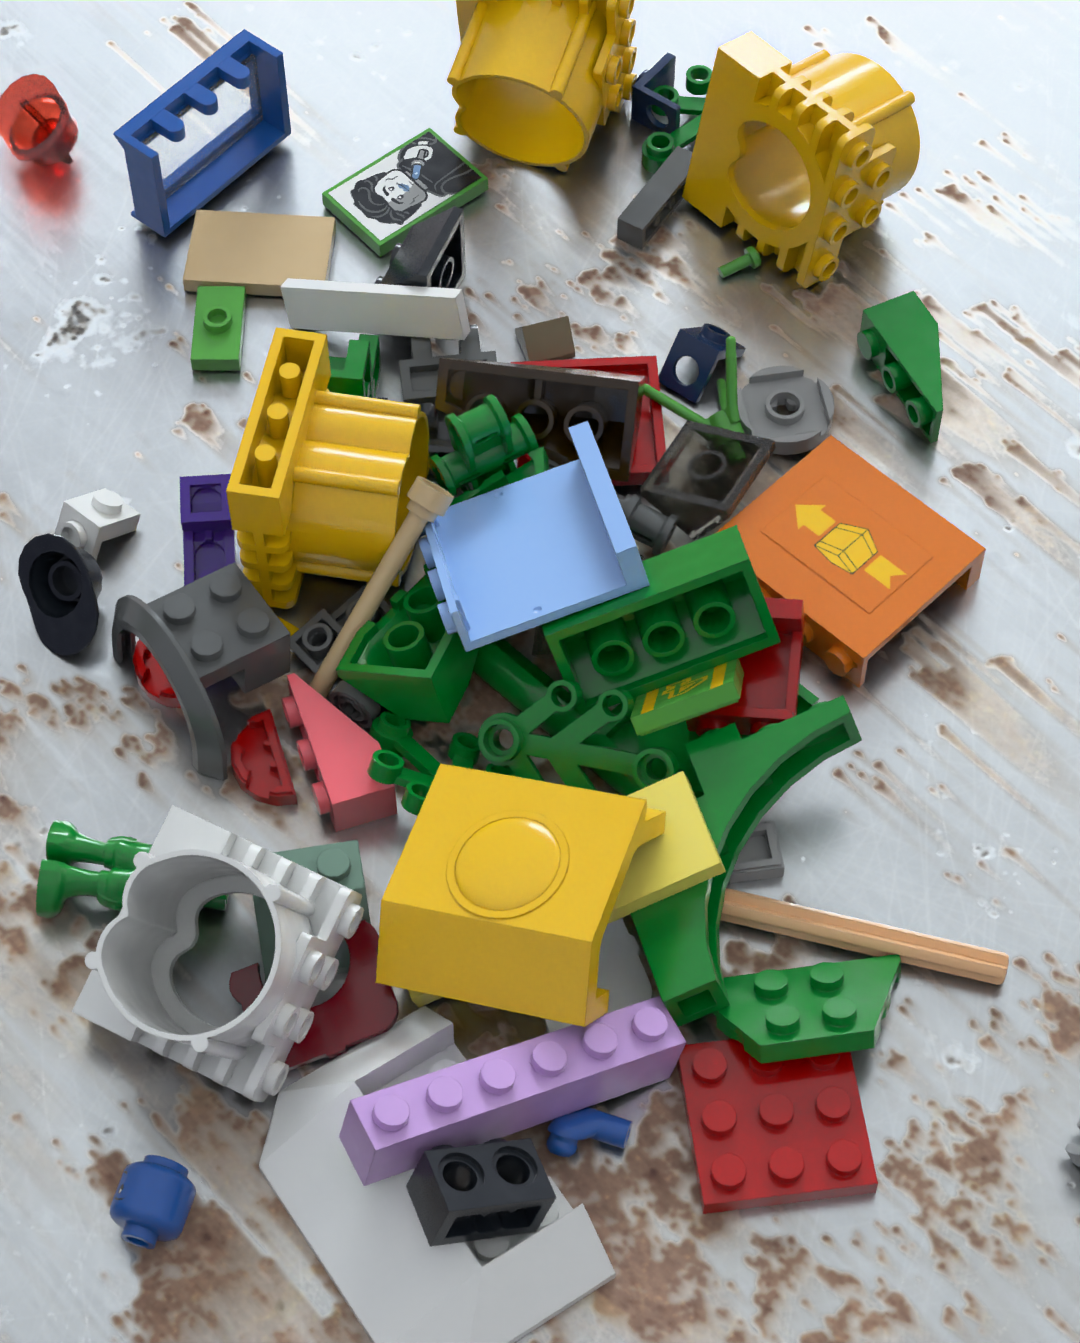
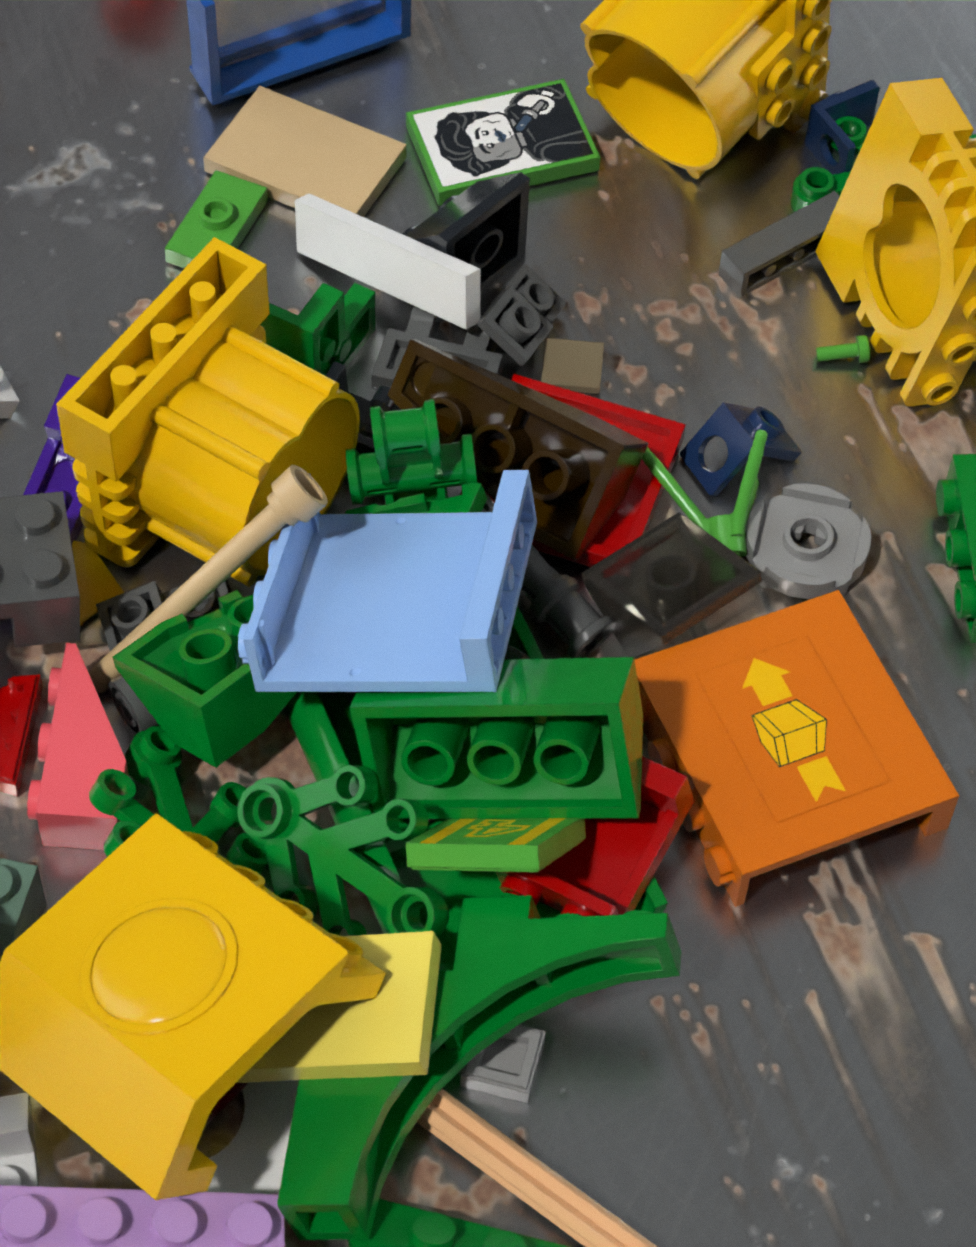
camera: 20 degrees right, 0 degrees up
(494, 314) = (521, 314): none -> dark grey slope

